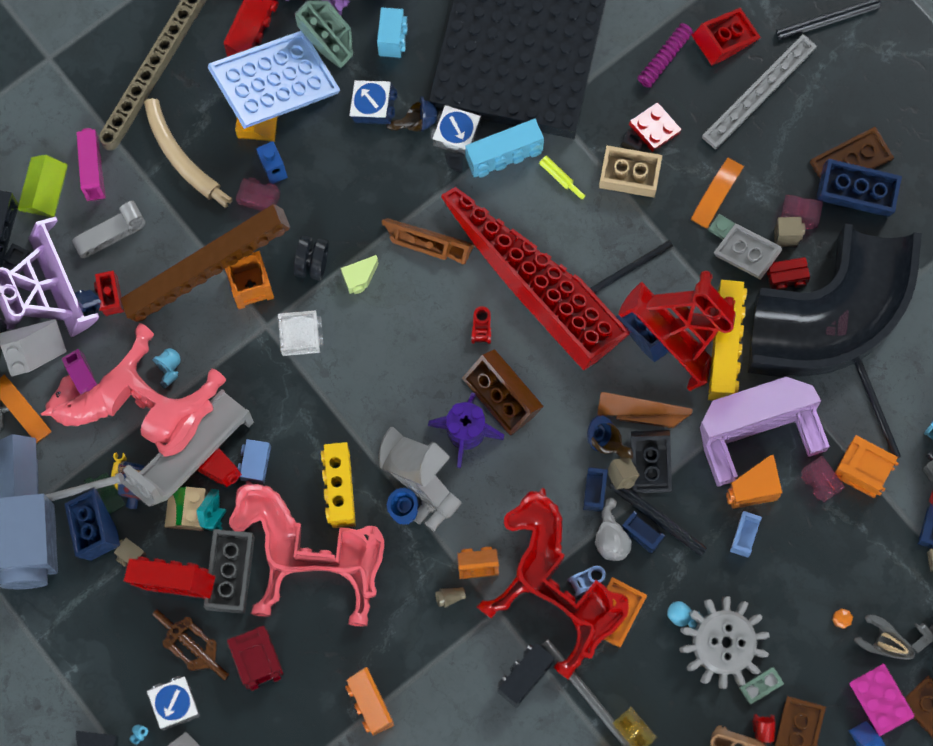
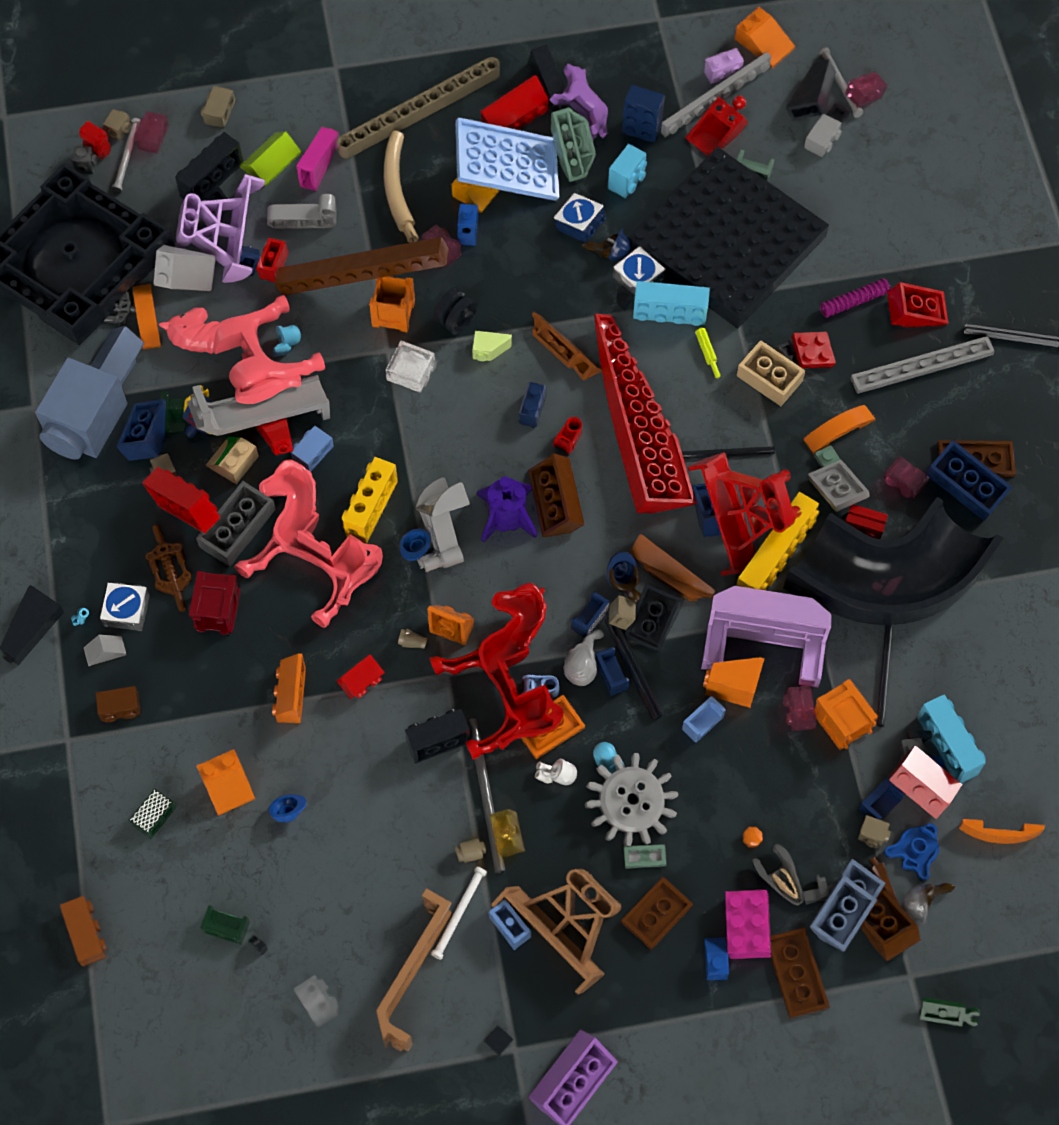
camera: 25 degrees right, 10 degrees down
(79, 371) = (209, 303): magenta slope -> none
(117, 479) = (153, 396): light grey bar -> none
(209, 512) = (249, 467): teal slope -> none
(425, 656) = (360, 677): none -> red brick
(432, 313) = (532, 404): none -> dark blue brick
(649, 649) = (560, 772): none -> white piece
(764, 728) = (626, 892): red piece -> none
(789, 231) = (884, 486): dark tan brick -> none

